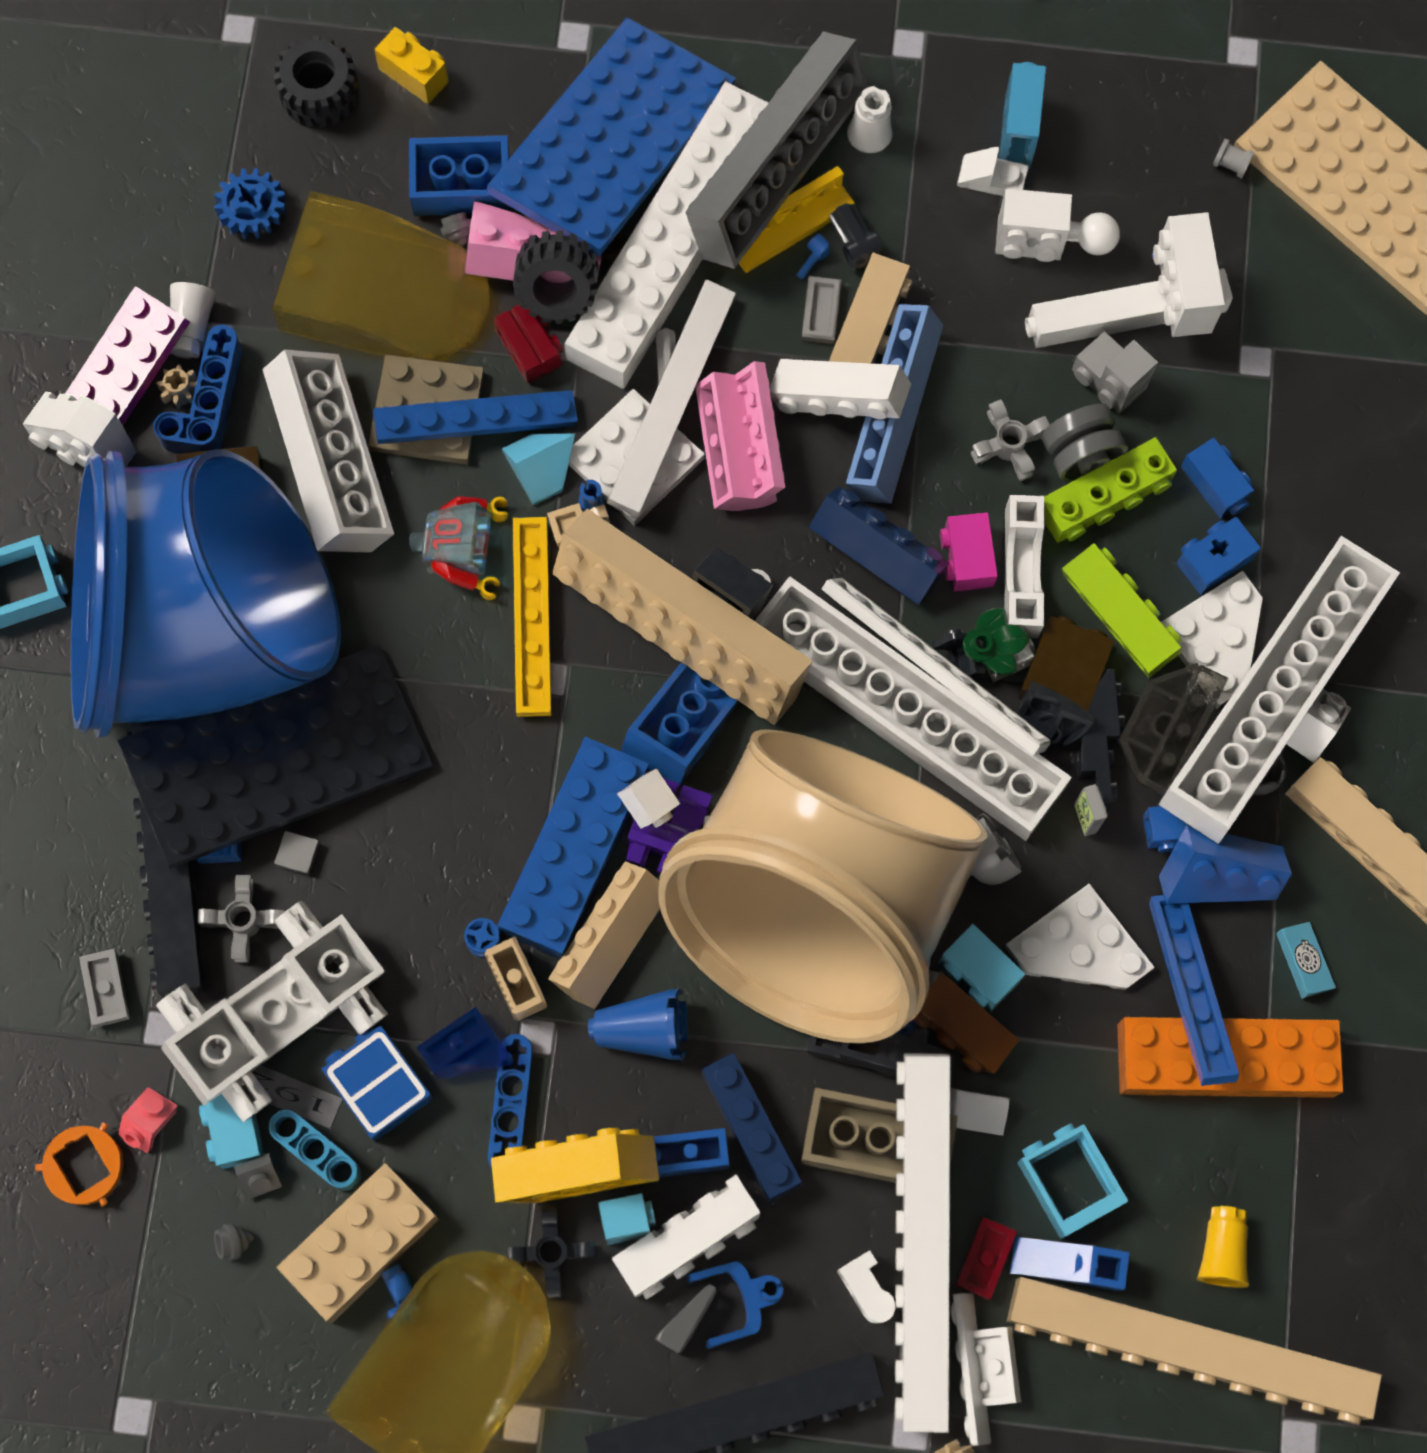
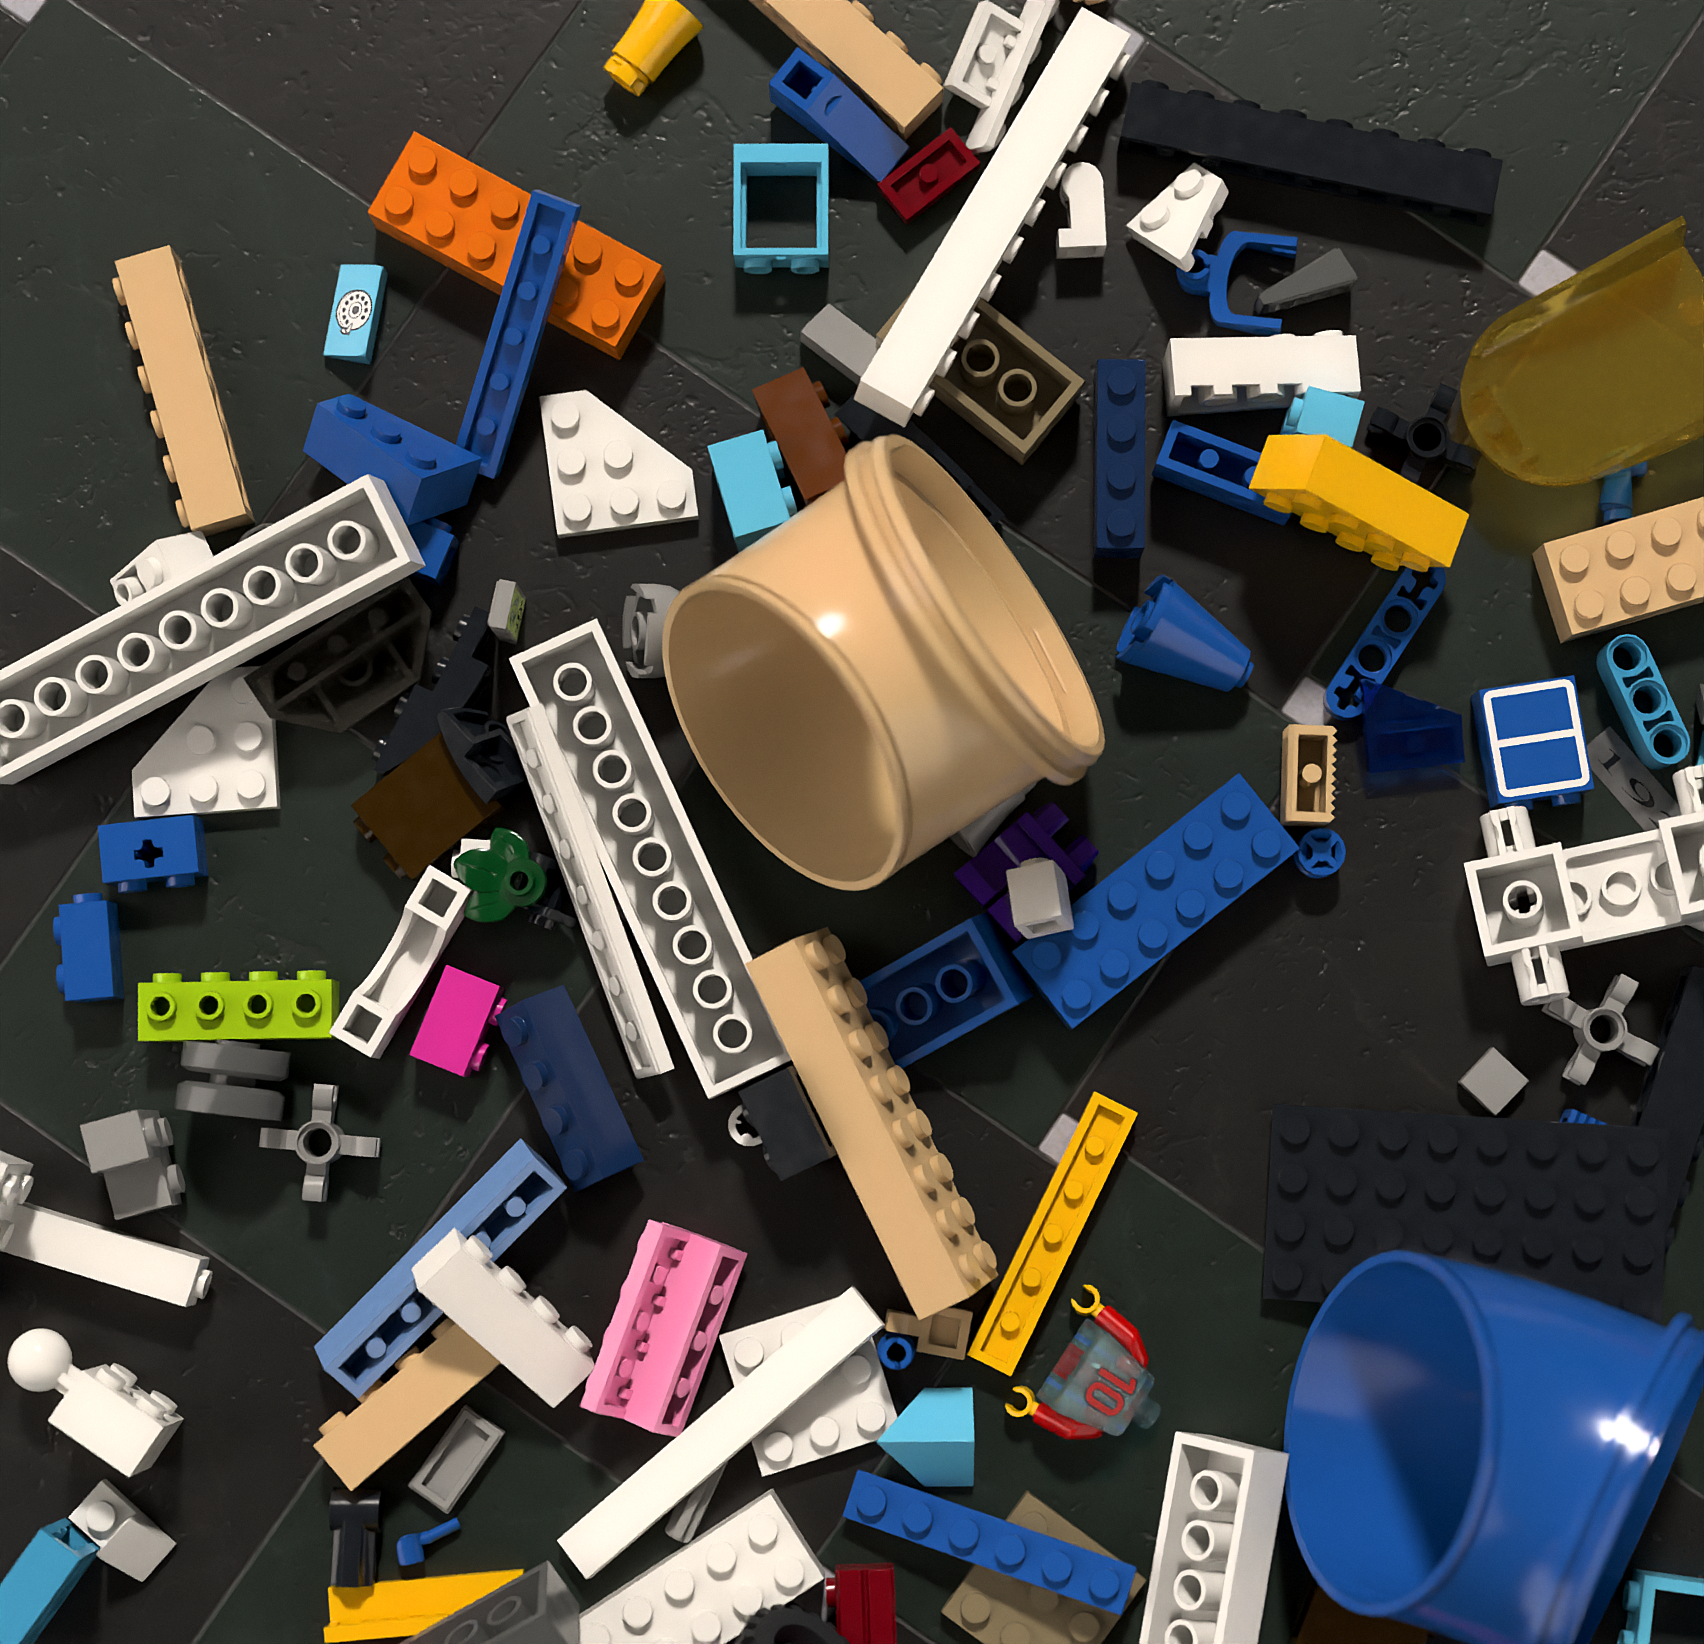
camera: 145 degrees left, 10 degrees up
(608, 935) = (1167, 770): tan brick -> none
(799, 1322) = (1180, 215): none -> white wing
(1122, 610) = (316, 842): lime brick -> none

